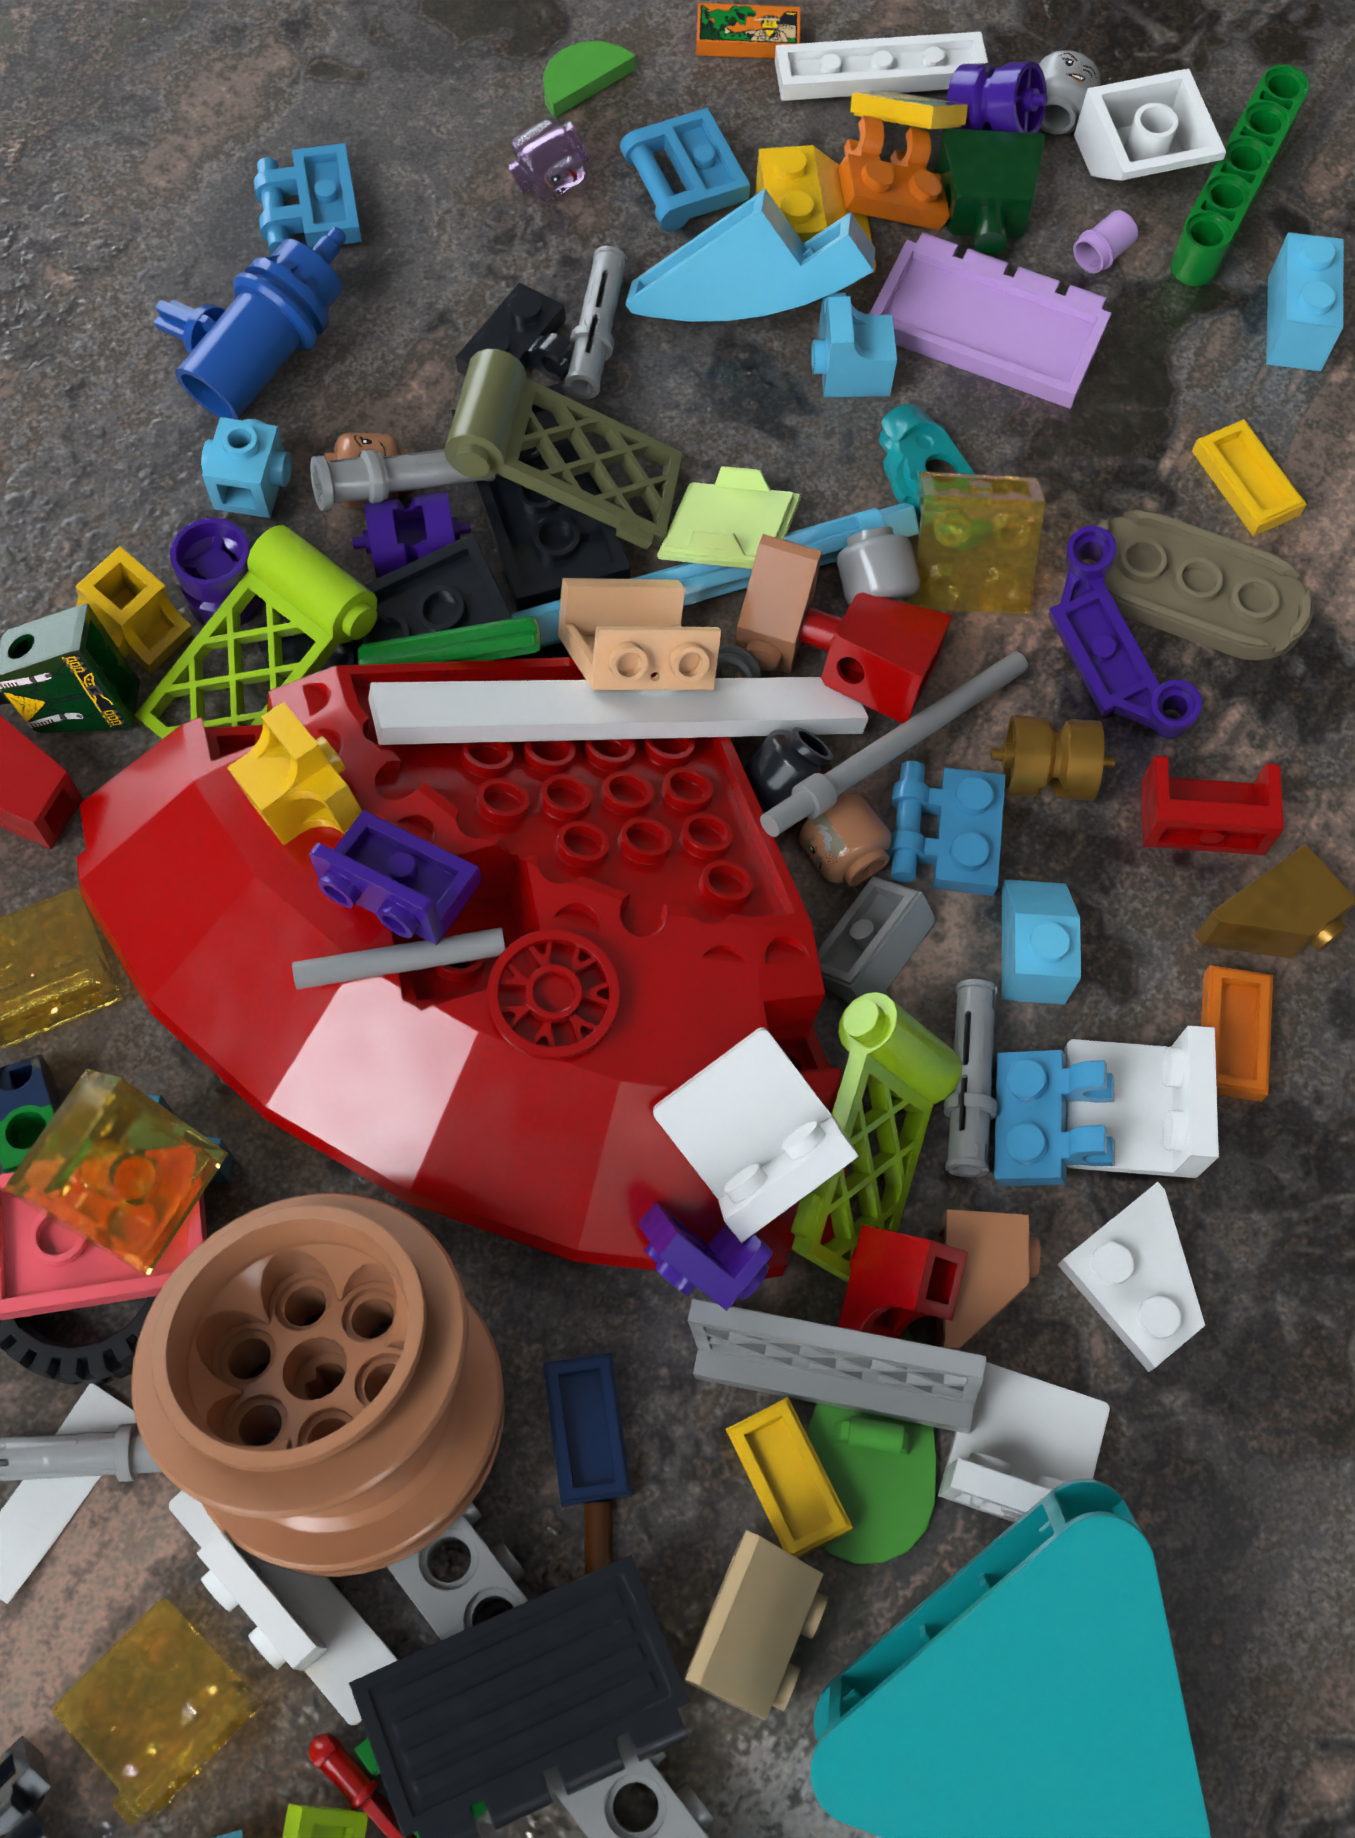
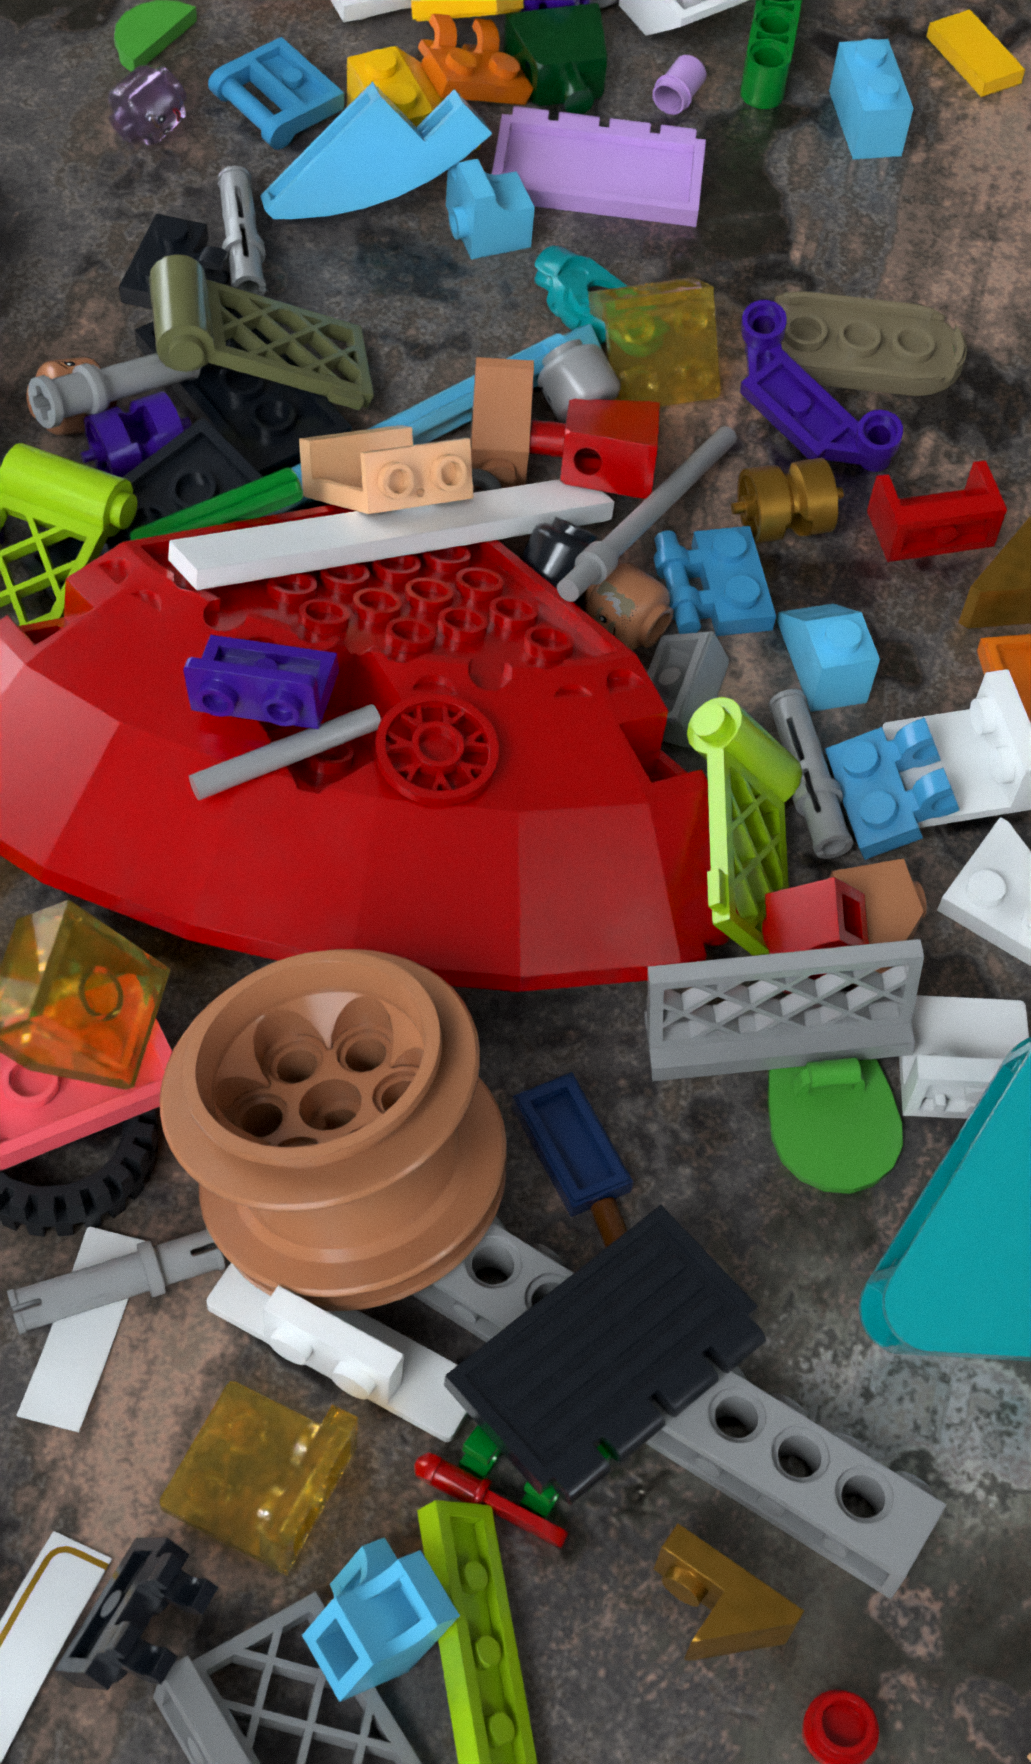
camera: 20 degrees left, 10 degrees down
(294, 779) = (136, 624): yellow brick -> none
(719, 1269) = (635, 938): dark purple bracket -> none
(727, 519) = (426, 369): yellowish green piece -> none
(754, 1132) = (651, 824): white bracket -> none
(755, 1627) = (787, 1245): tan slope -> none
(789, 1479) = (769, 1134): yellow tile -> none
(1248, 477) = (871, 250): yellow tile -> none

